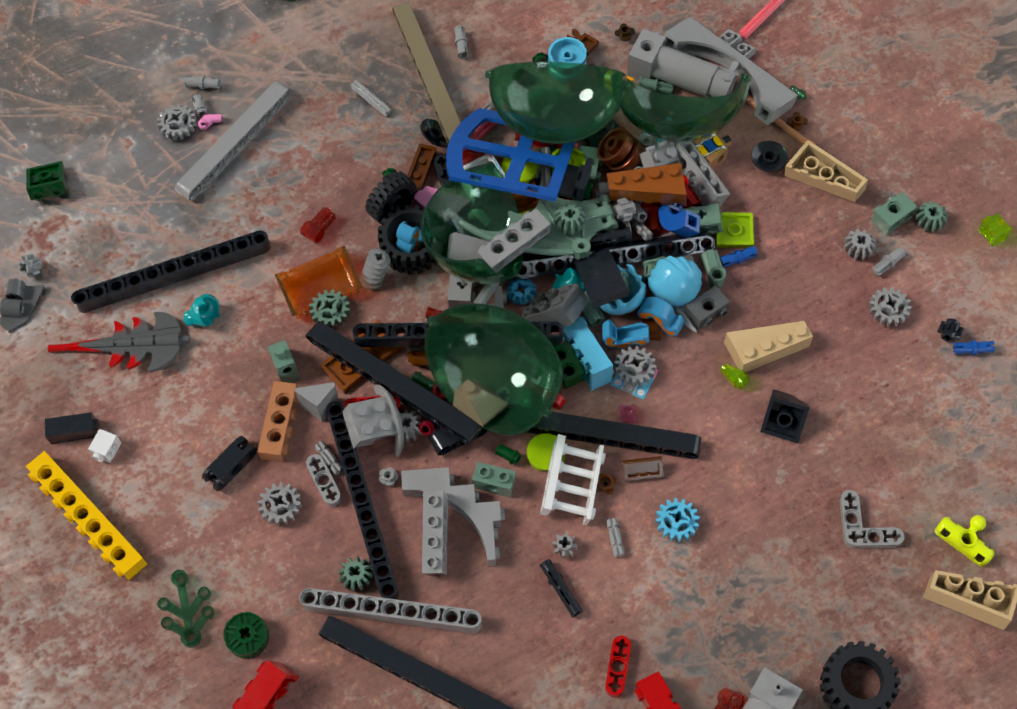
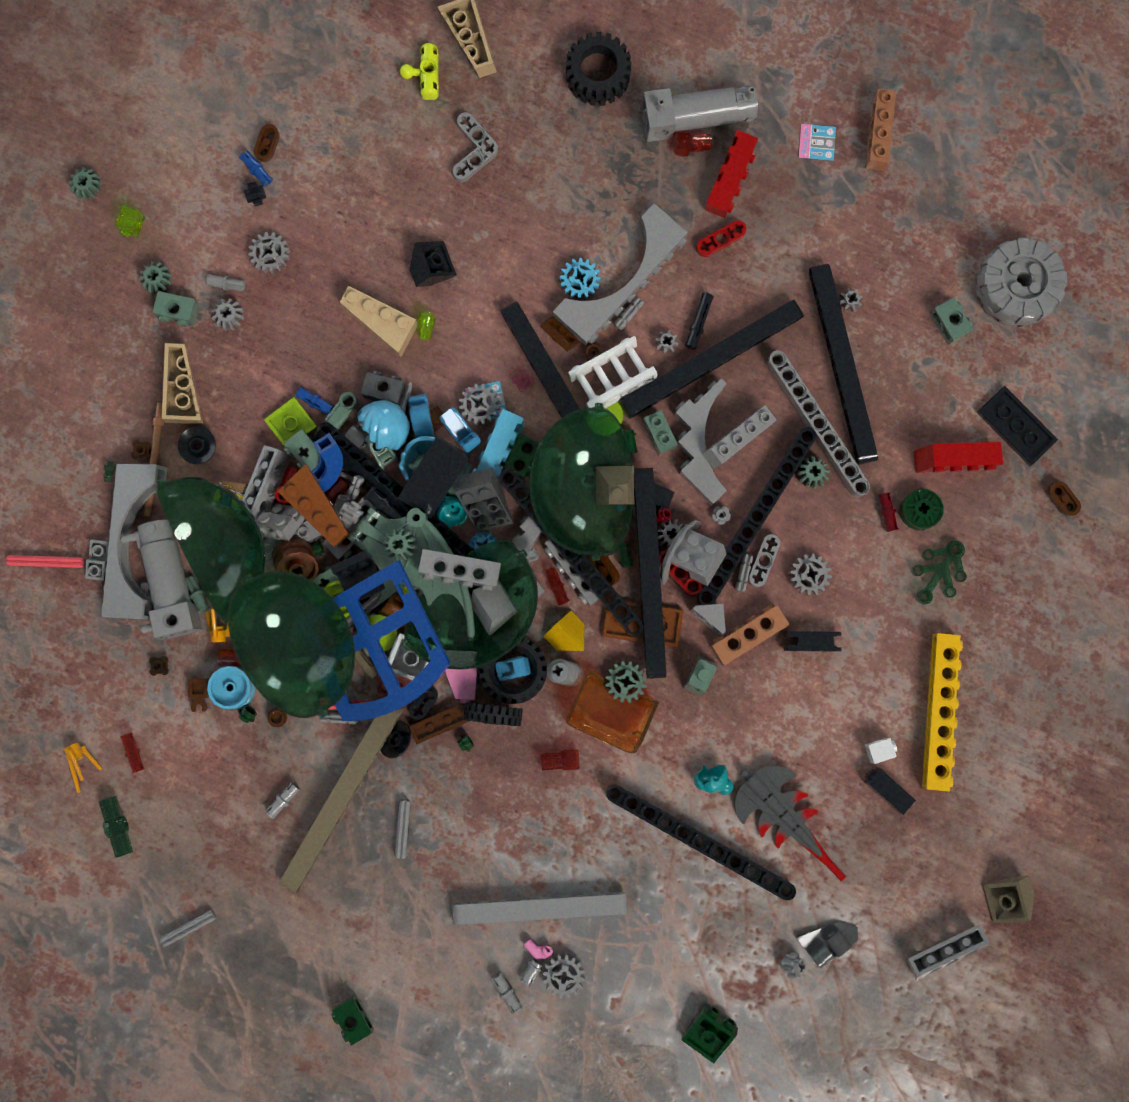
camera: 135 degrees left, 20 degrees up
(269, 607) = (888, 512): none -> dark red pin
(402, 298) = (567, 634): none -> yellow slope
(519, 574) = (711, 359): none -> black beam
(658, 612) = (588, 318): none -> light grey arch
(992, 371) = (266, 144): none -> reddish brown plate

